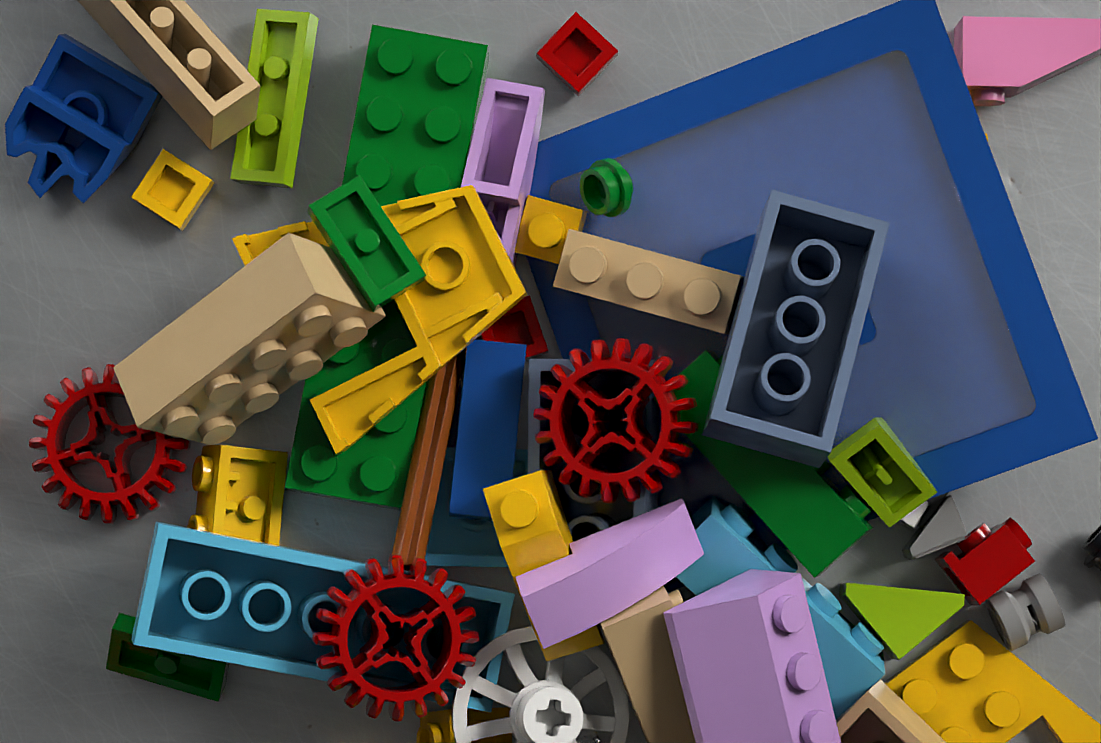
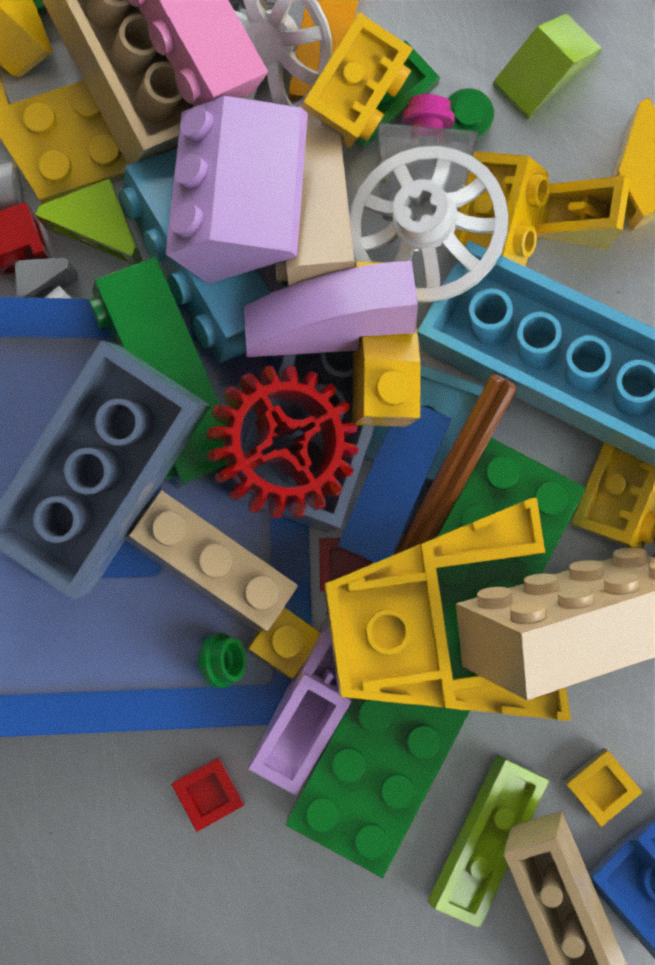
camera: 155 degrees left, 0 degrees up
(366, 243) = (454, 673): green plate -> none
(371, 653) = (512, 326): red gear -> none
(882, 471) = (64, 330): lime slope -> none

